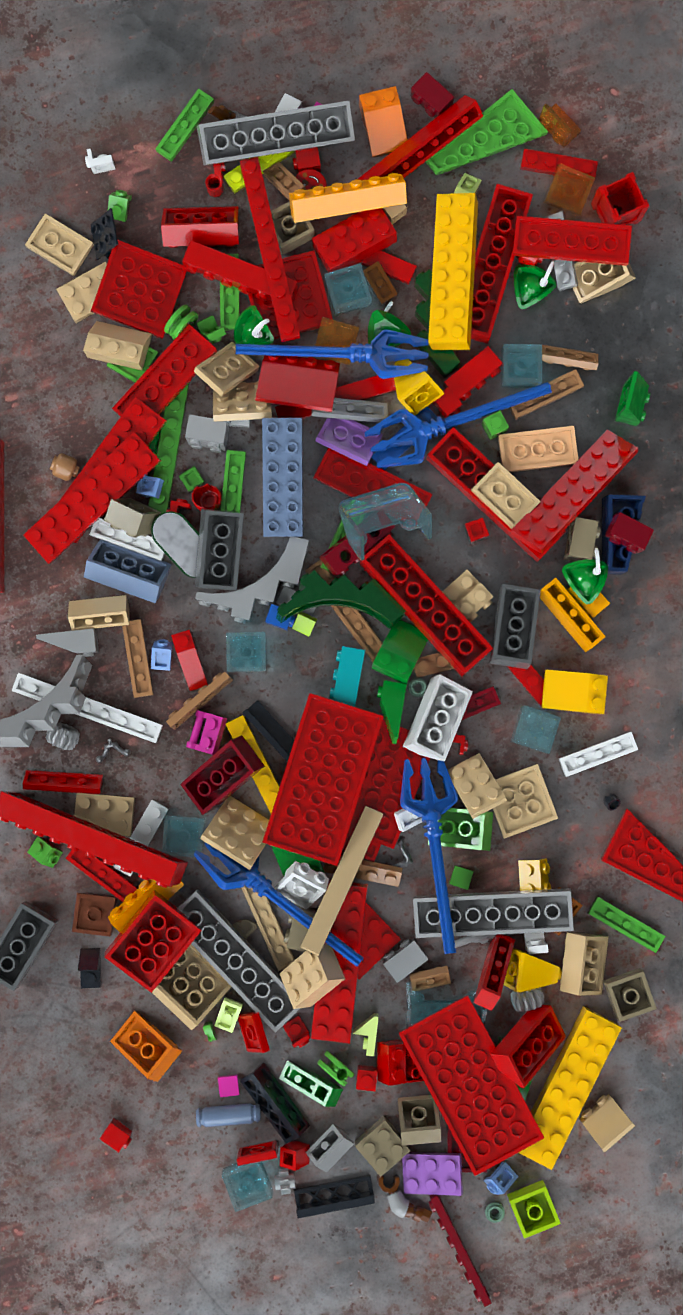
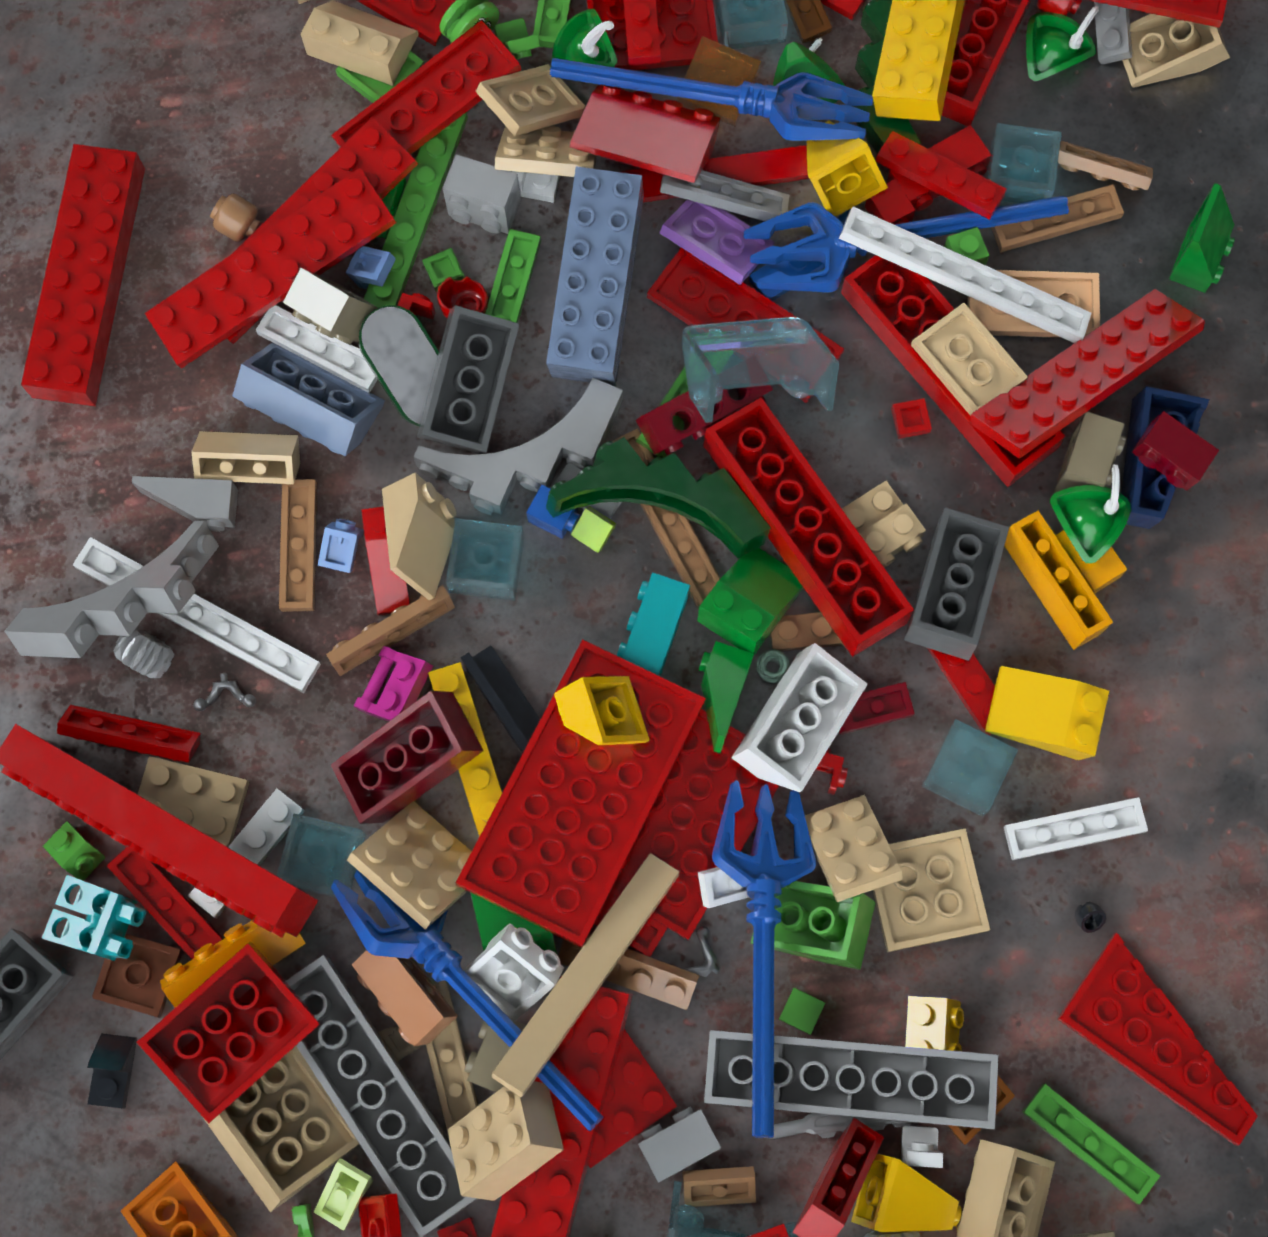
camera: 10 degrees right, 10 degrees down
(71, 892) = (105, 923): none -> hips
(206, 645) = (418, 532): none -> tan slope
(244, 905) = (405, 996): none -> nougat brick
(328, 735) = (602, 710): none -> yellow slope
(474, 381) = (941, 175): none -> red plate
(496, 443) = (965, 275): none -> white plate

